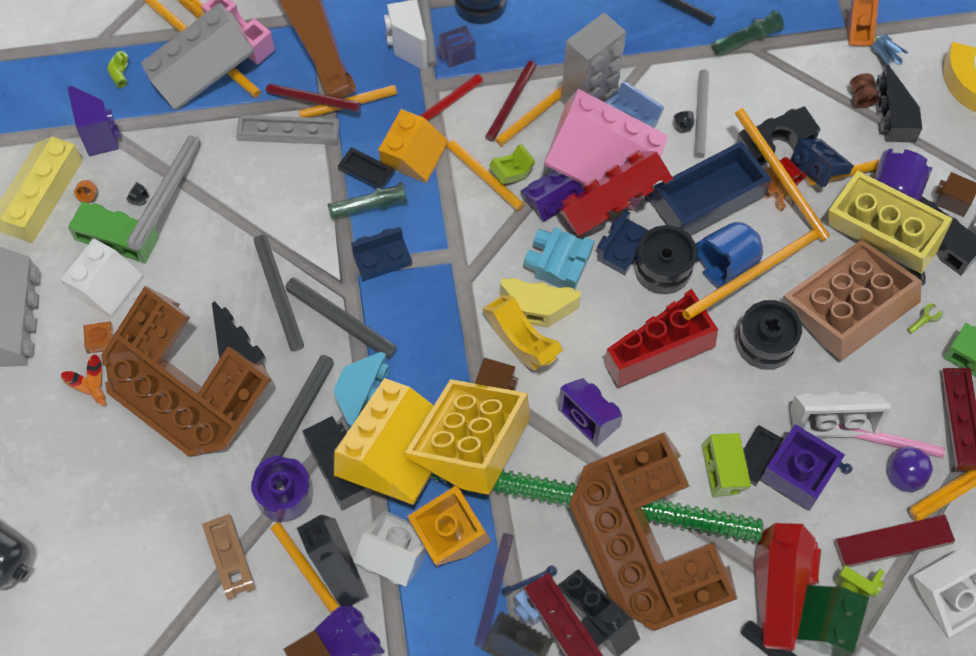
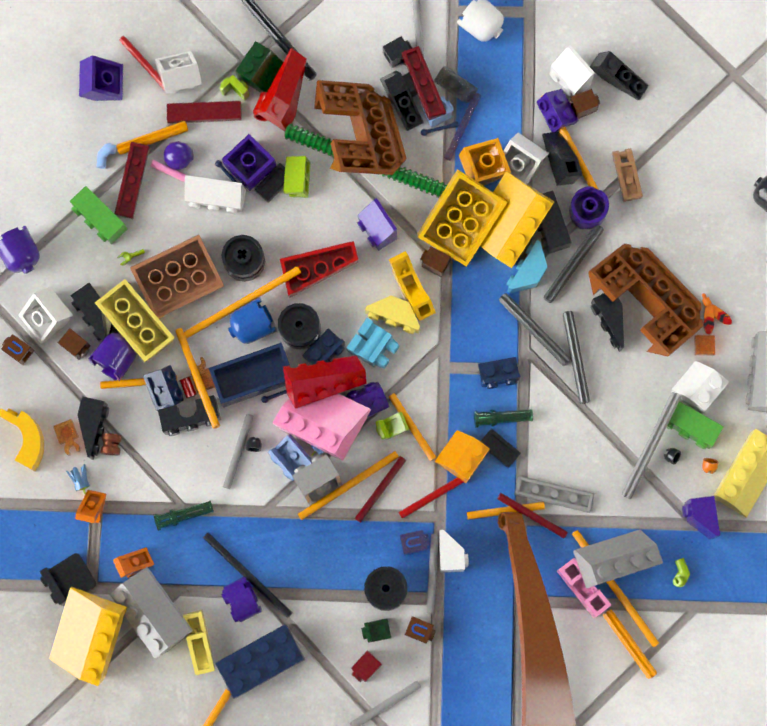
camera: 165 degrees left, 15 degrees up
(924, 94) = (66, 434): none -> clear orange plate

